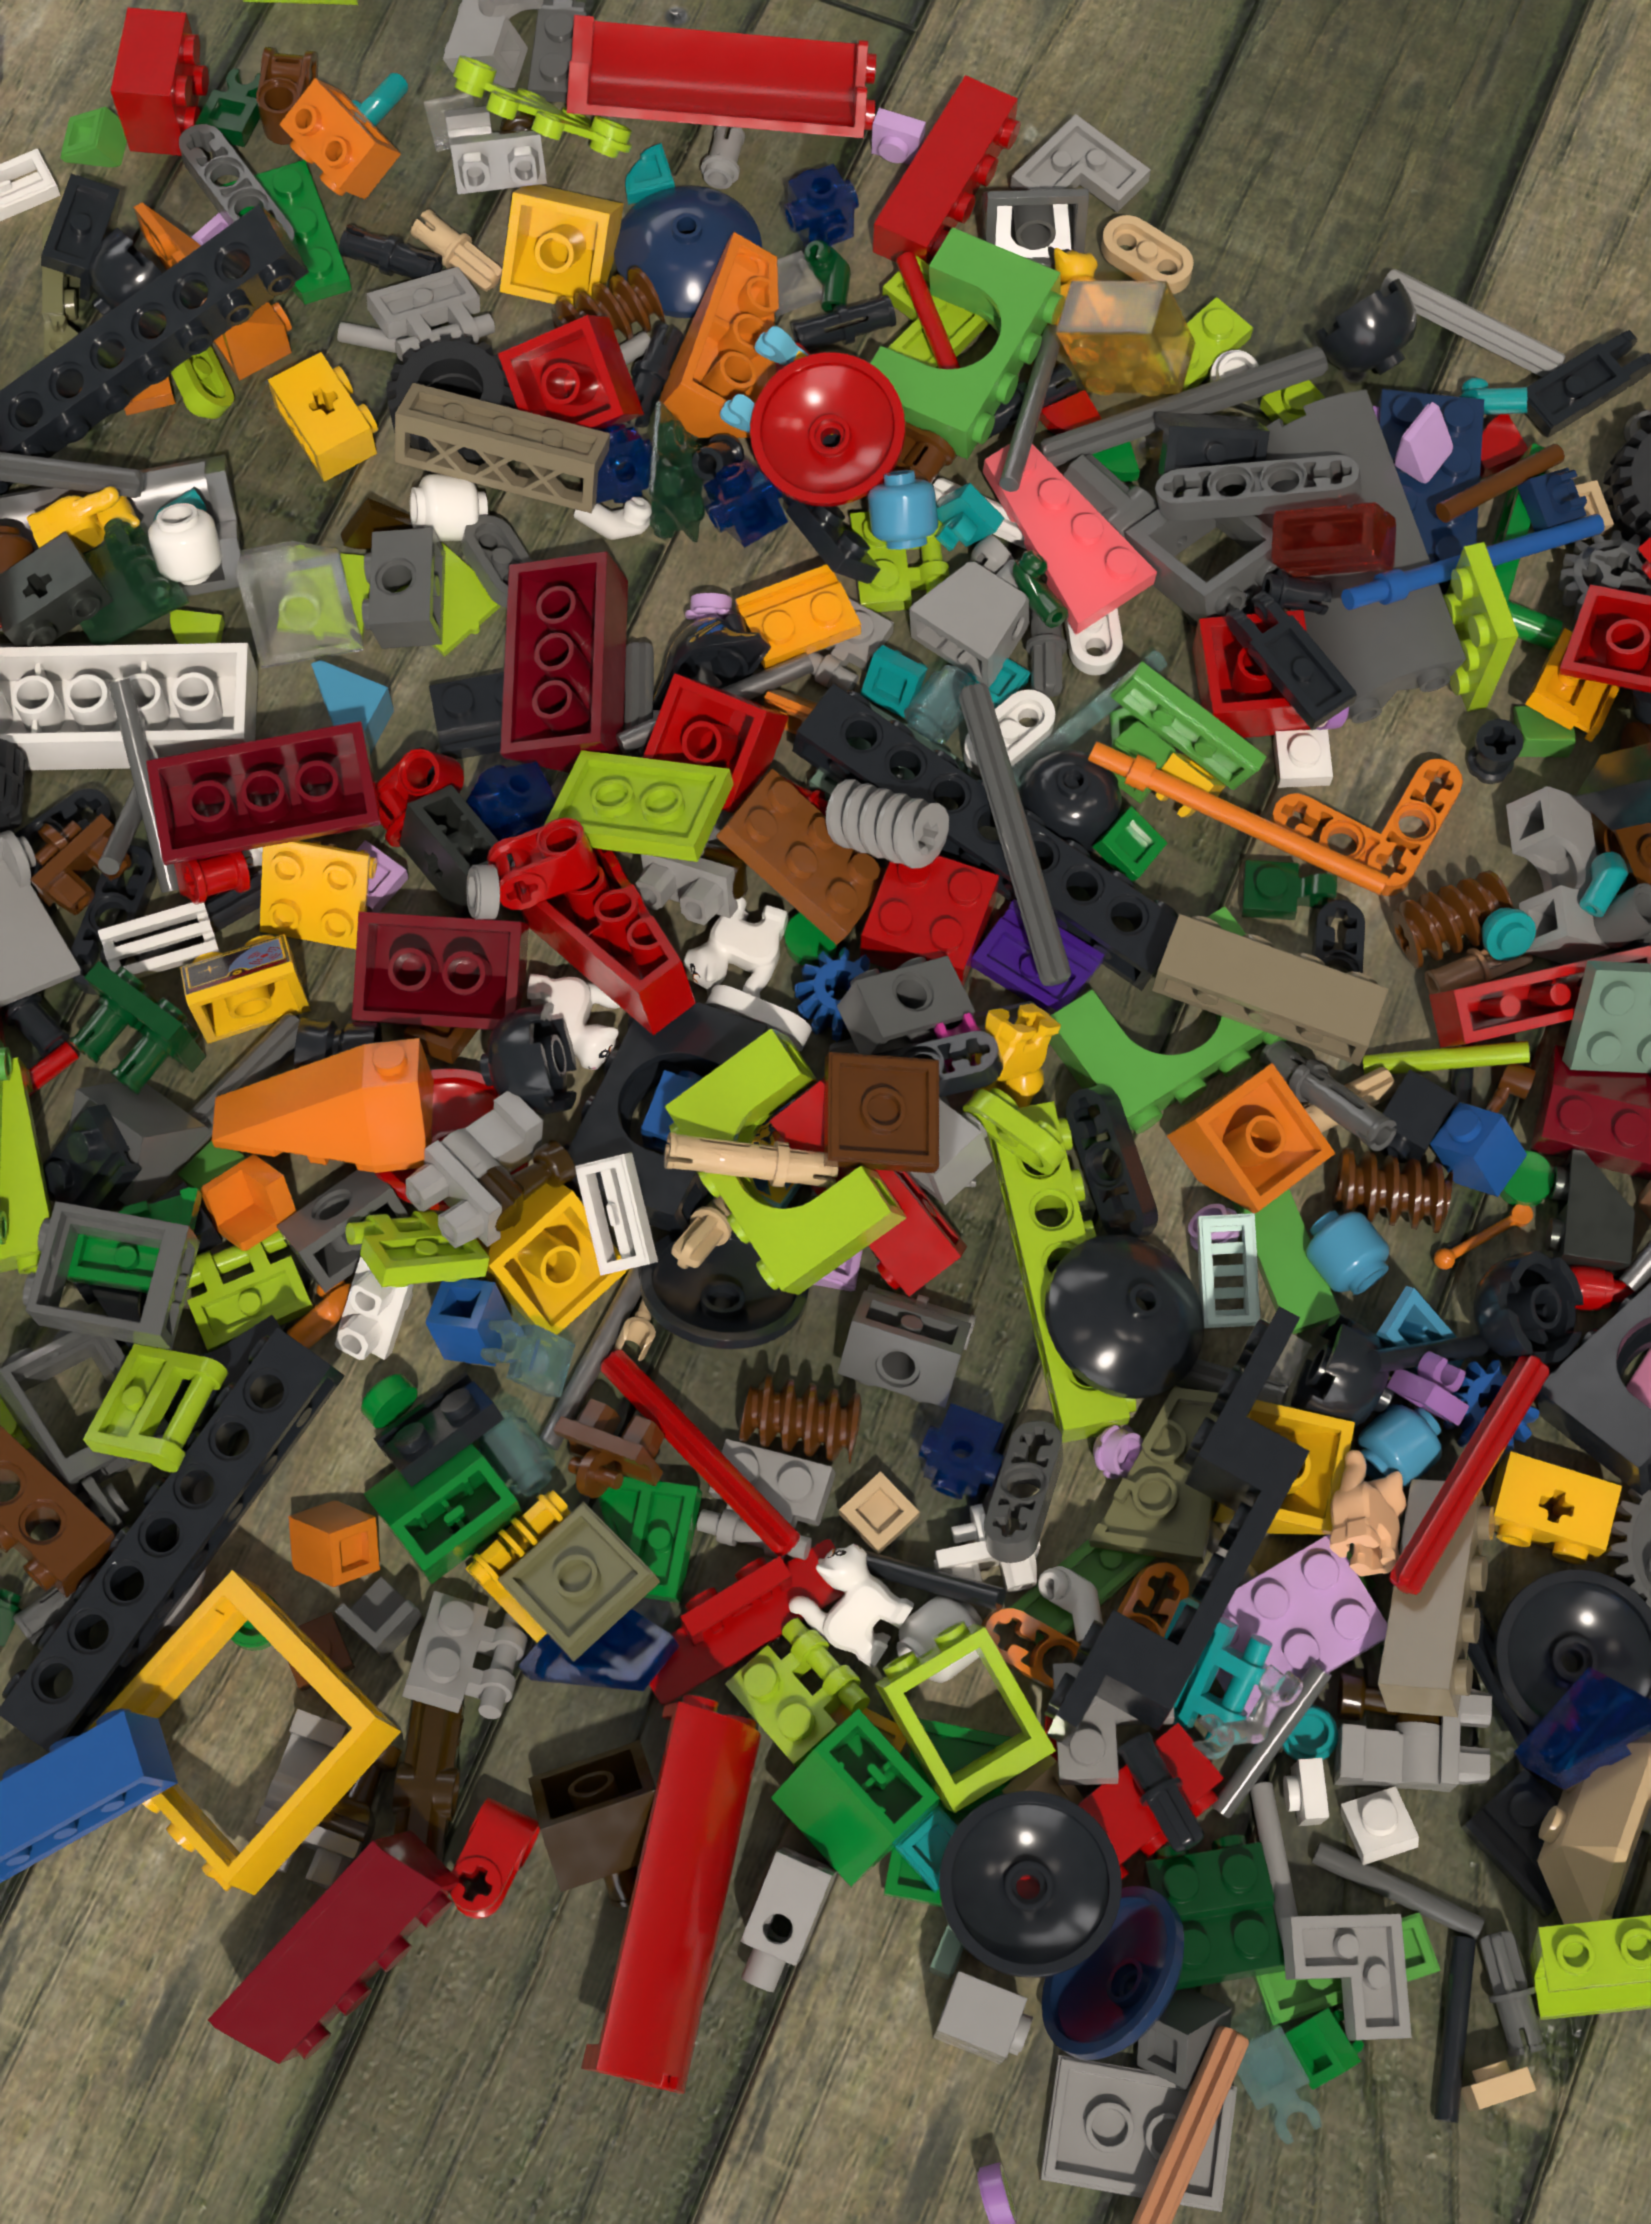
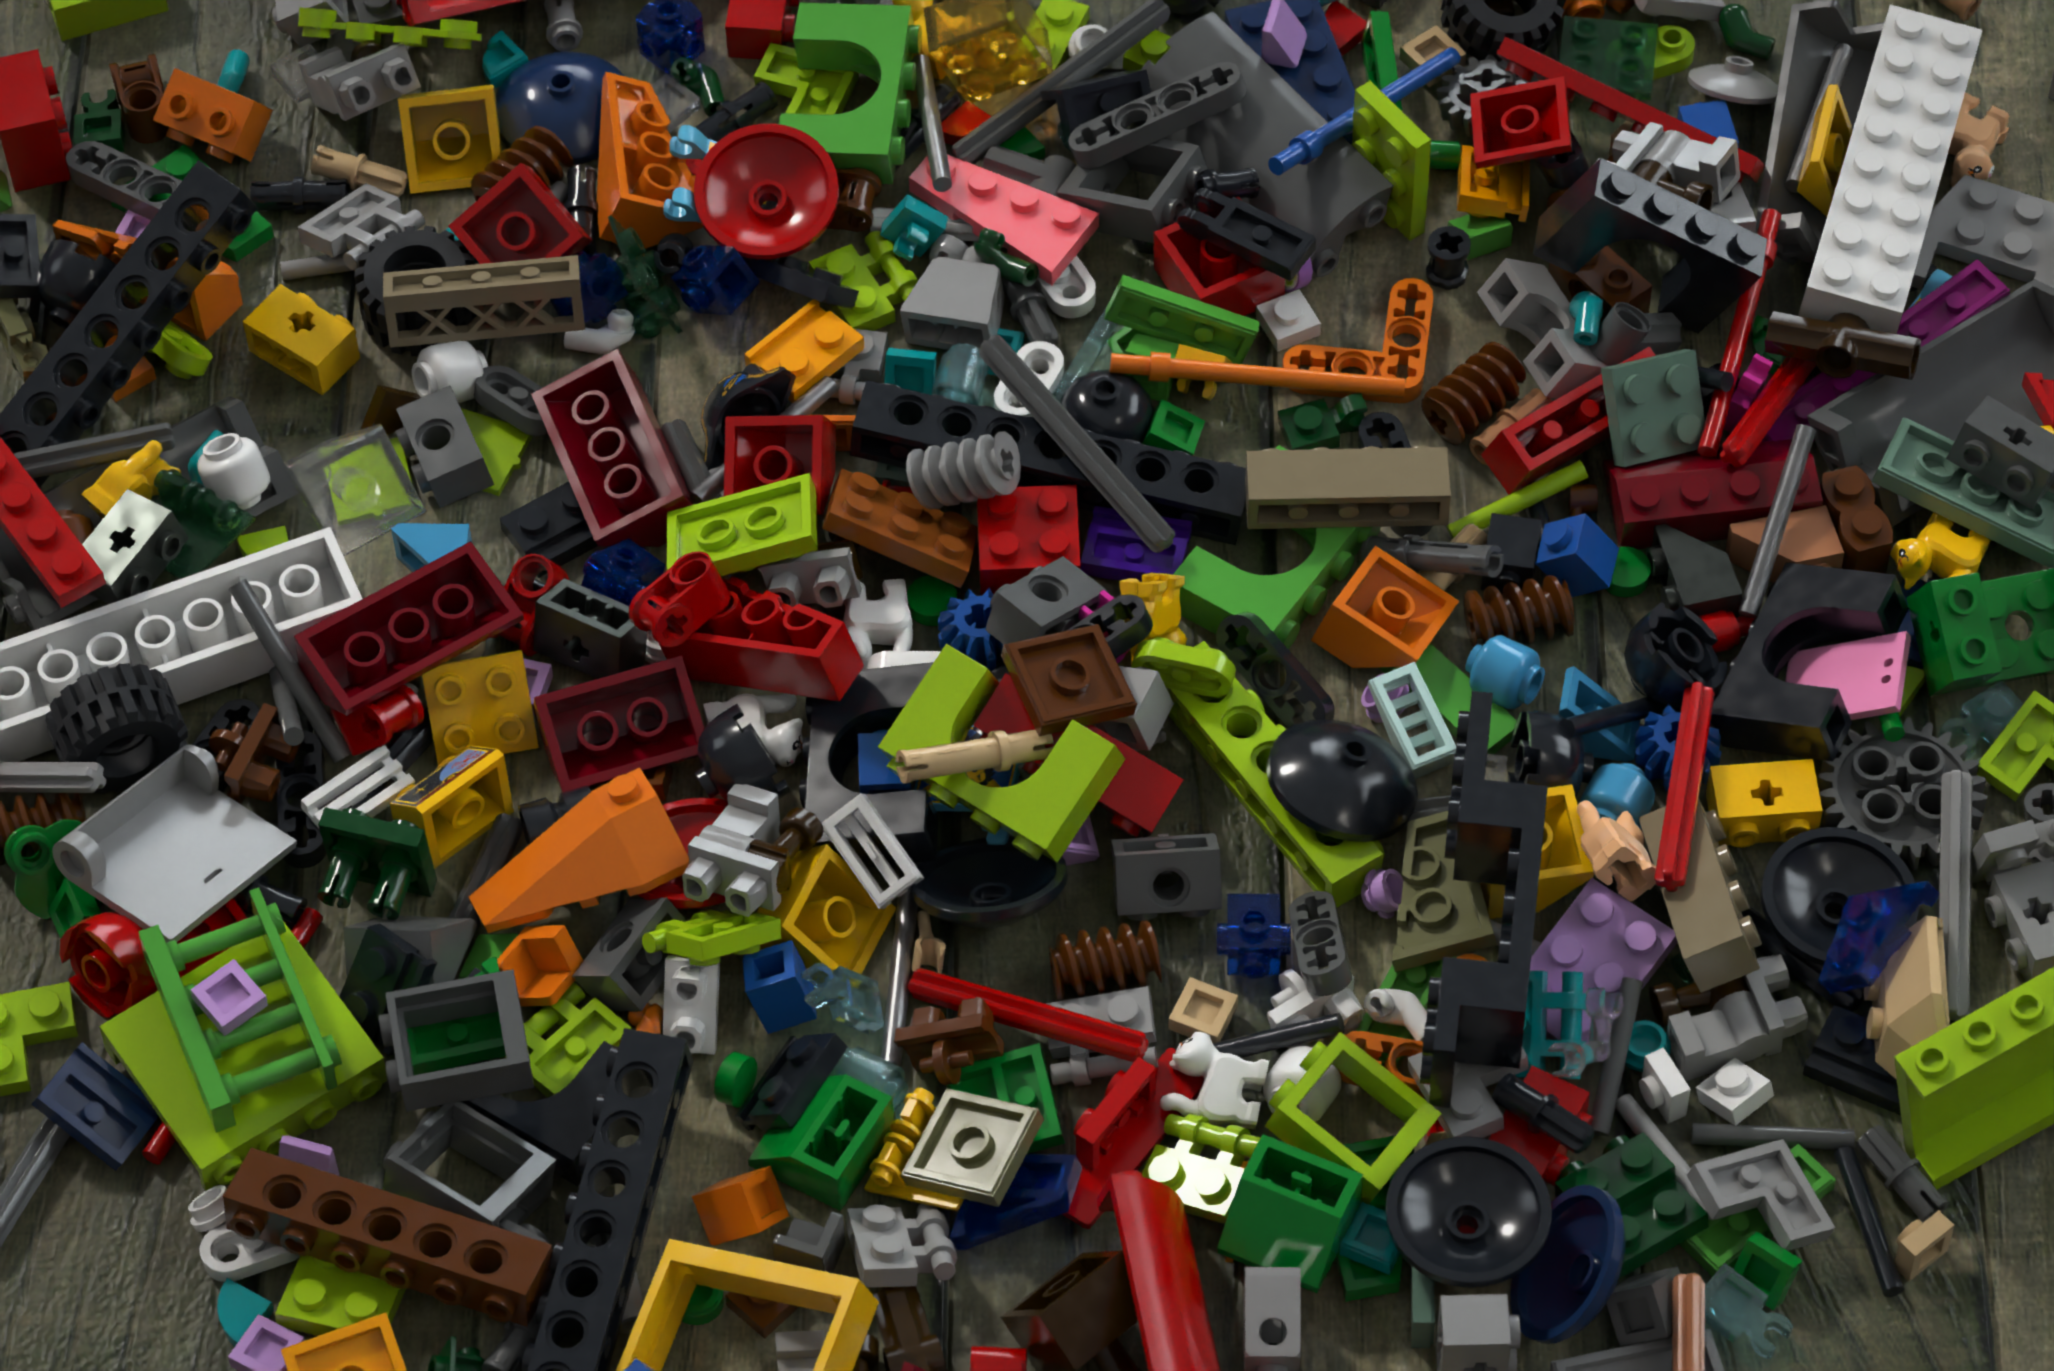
camera: 20 degrees left, 15 degrees down
(140, 1400) = (525, 1131): lime plate -> none
(483, 892) = (639, 640): light grey tile -> none
(707, 1230) = (954, 840): tan axle -> none
(709, 605) = (717, 370): lavender plate -> none
(903, 510) = (859, 234): dark azure head -> none
(927, 311) = (800, 78): red bar -> none
(1334, 540) = (1242, 127): clear red brick -> none
(1432, 1387) = (1623, 740): medium lavender tile -> none
(1499, 483) = (1358, 46): reddish brown bar -> none
(1508, 933) = (1525, 383): teal plate -> none
(1518, 1216) = (1634, 602): orange hinge -> none
(1552, 499) = (1407, 46): dark blue tile -> none

